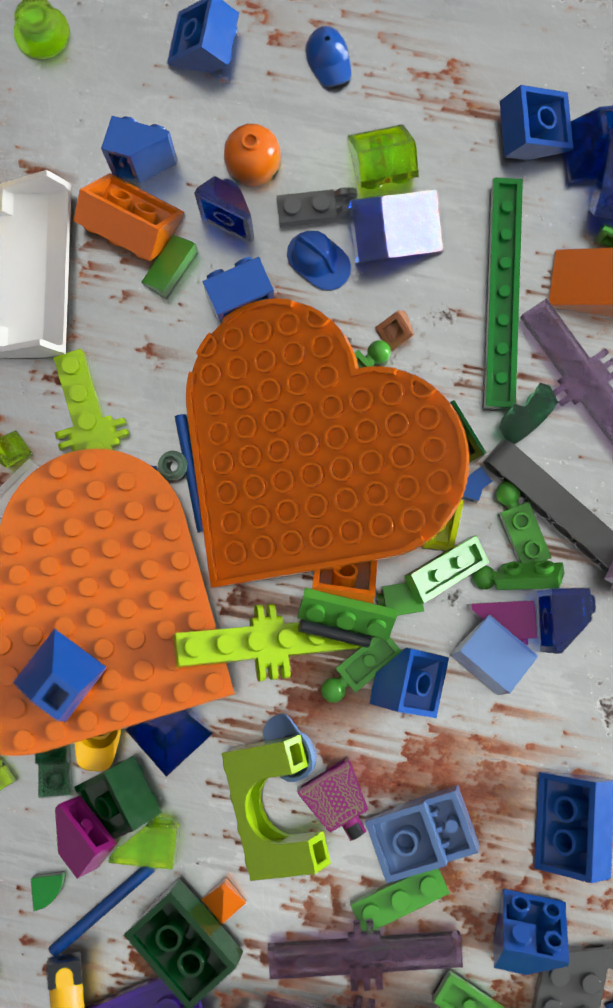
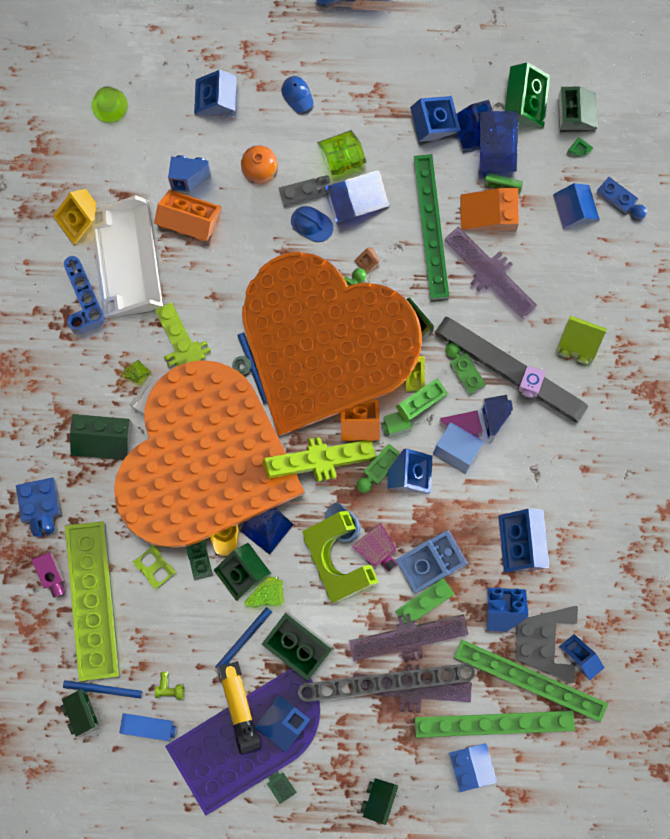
camera: 10 degrees left, 5 degrees down
(46, 889) = (207, 632): green tile -> none
(59, 676) = (199, 493): blue slope -> none
(81, 837) = (225, 595): magenta slope -> none
(170, 265) = (218, 241): bright green slope -> none
(224, 900) = (317, 622): orange slope -> none
(225, 206) = (249, 200): clear blue slope -> none
(237, 286) = (268, 247): blue slope -> none
(334, 633) = (358, 448): black piece -> none
(347, 613) = (364, 435): bright green plate -> none
(475, 483) = (431, 347): blue piece -> none
(520, 576) = (466, 397): bright green plate -> none
(525, 419) = (455, 303): clear green slope -> none

